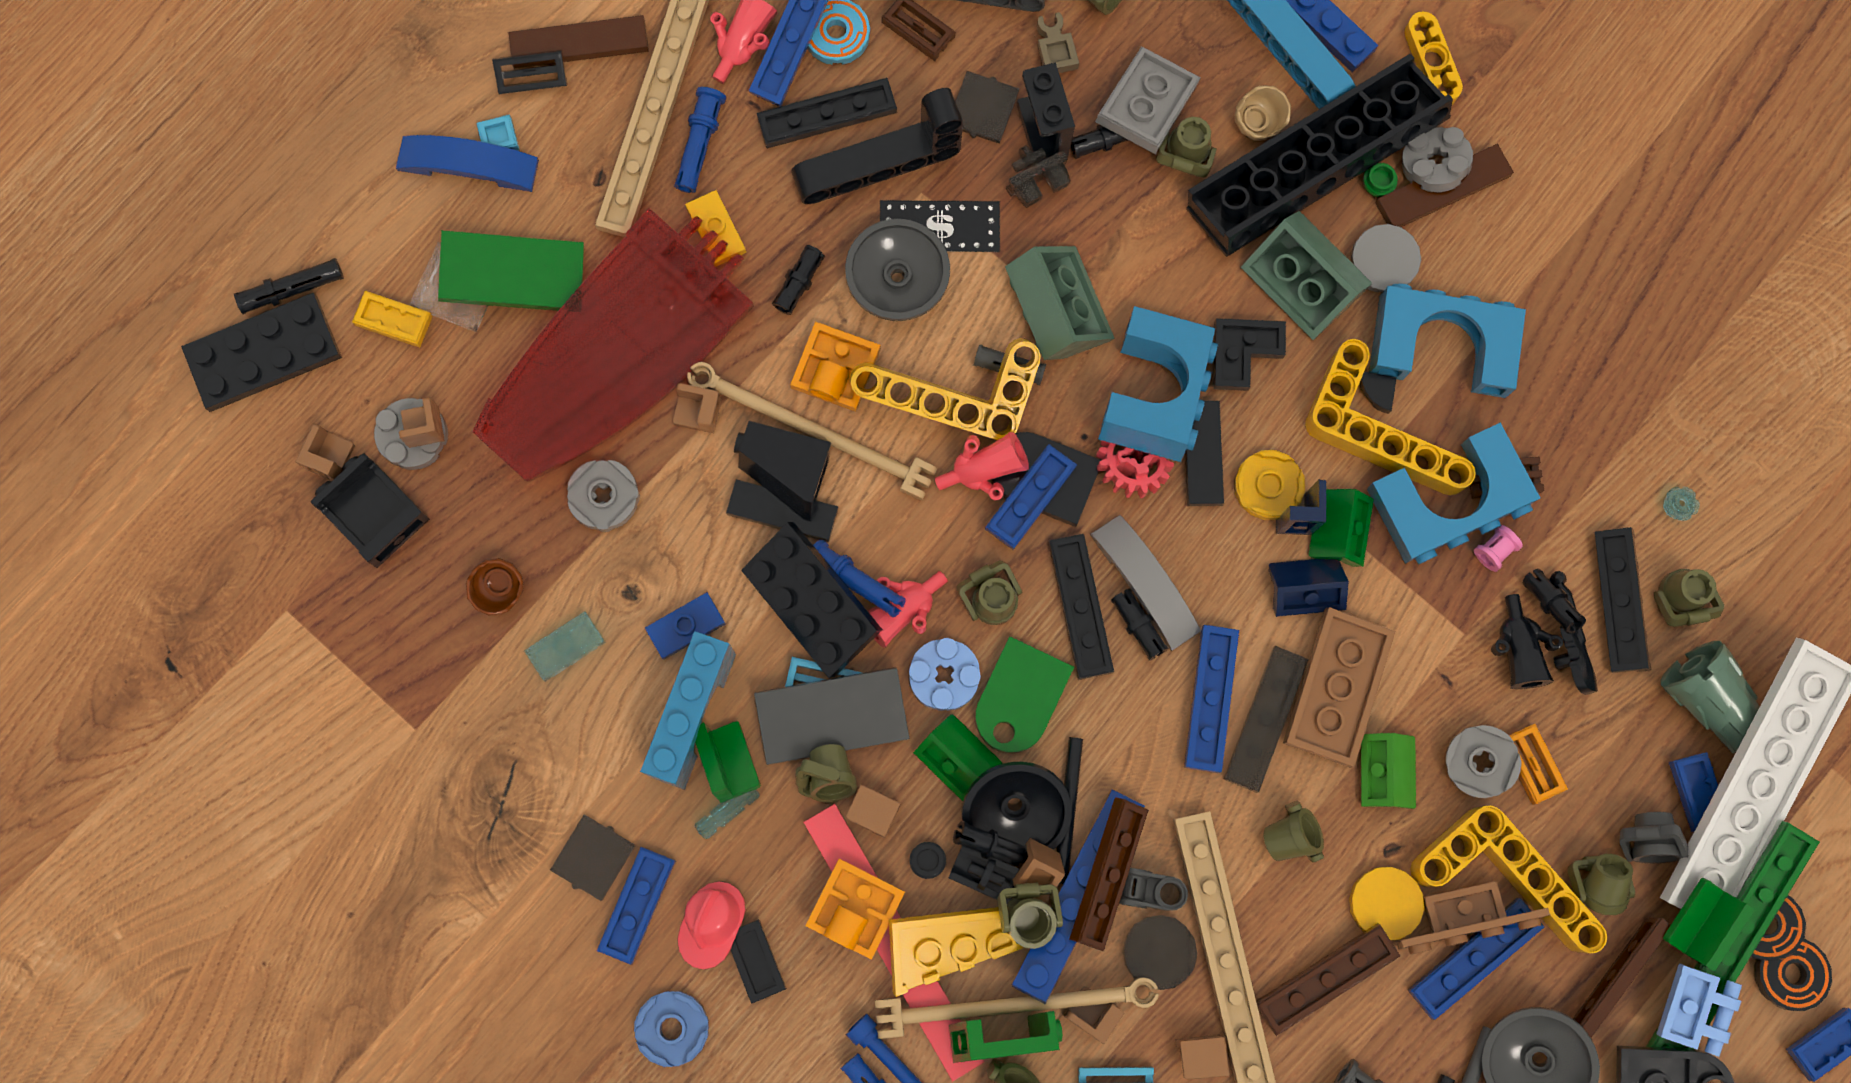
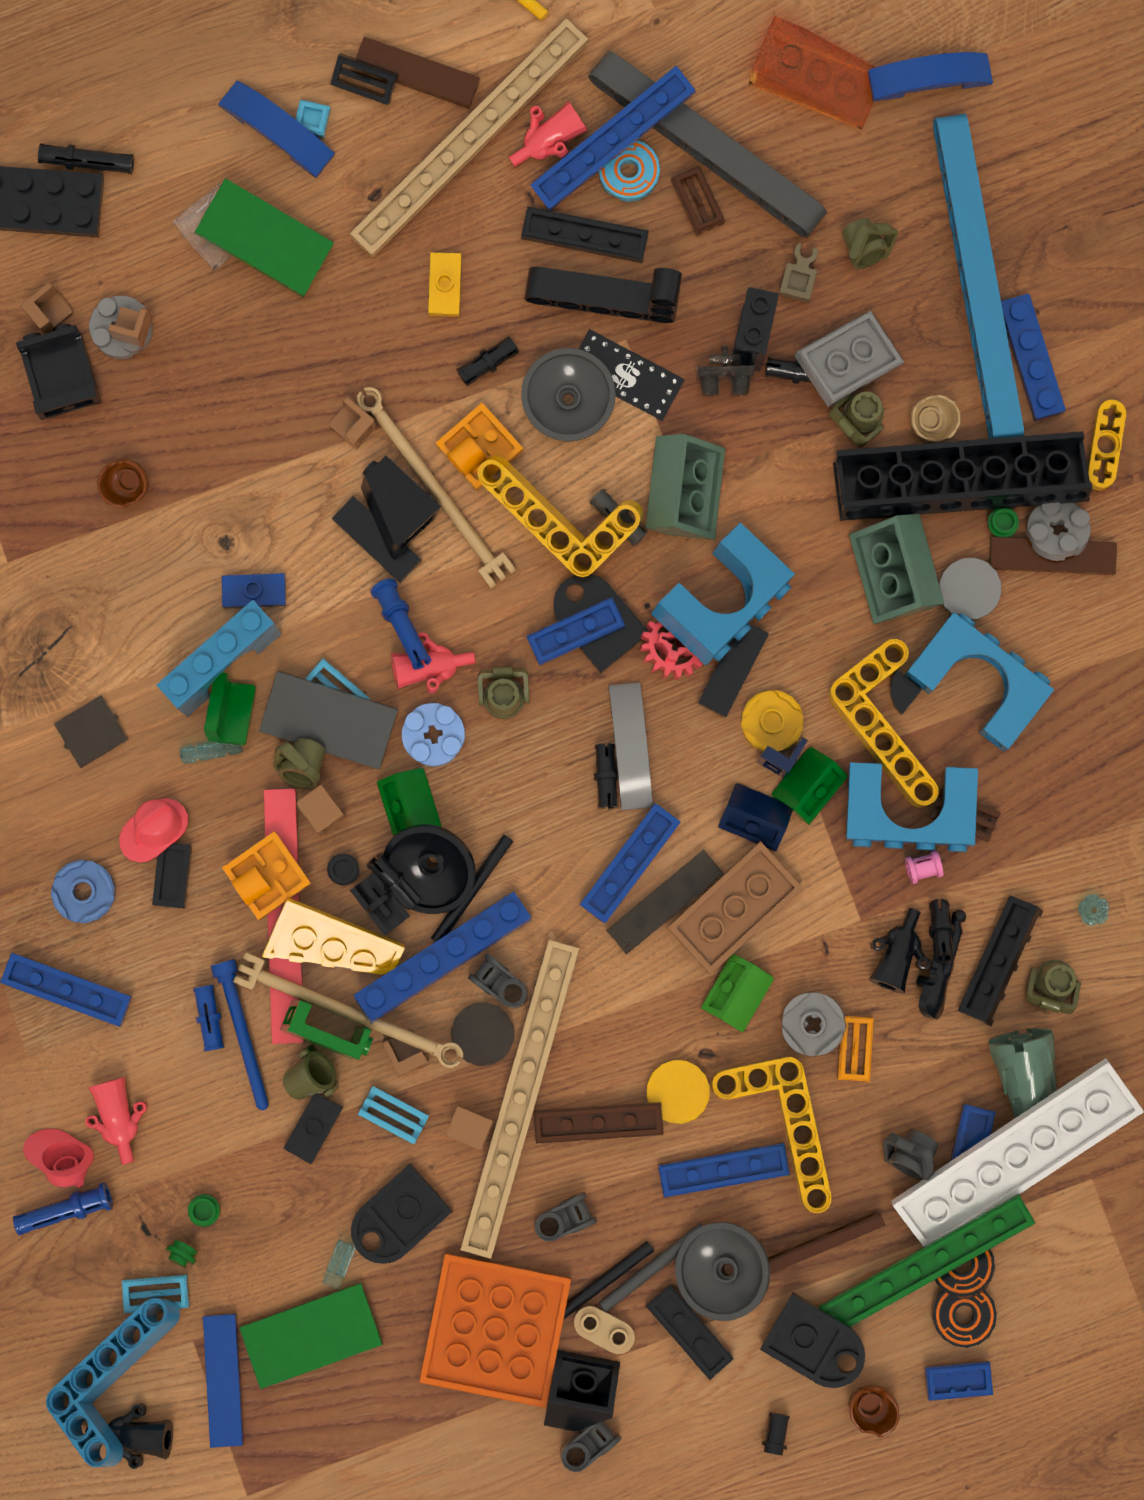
camera: 30 degrees right, 5 degrees up
(392, 319) = (152, 227): yellow plate -> none
(564, 646) = (153, 557): clear light blue plate -> none
(602, 475) = (227, 446): light grey plate -> none
(614, 347) = (312, 341): clear red windscreen -> none
(636, 905) = (104, 785): blue tile -> none
(702, 124) = (478, 194): blue pin -> none
(811, 599) = (359, 621): black plate -> none
(985, 106) = (714, 294): clear smoke piece -> none
(990, 462) = (562, 588): coral piece -> none
(1022, 694) = (485, 781): green tile -> none
(1030, 919) = (391, 953): olive piece -> none
(1041, 866) = (421, 922): medium nougat panel -> none
(1081, 607) = (569, 738): black tile -> none
(1109, 874) = (472, 952): reddish brown tile -> none
(1240, 341) = (812, 594): black plate -> none
(1295, 835) = (634, 1001): olive piece -> none
(1467, 912) = (734, 1131): medium nougat bracket -> none
(1607, 884) = (855, 1168): olive piece -> none
(1689, 1008) = (861, 1291): light blue plate -> none
(1708, 924) = (912, 1237): green panel -> none

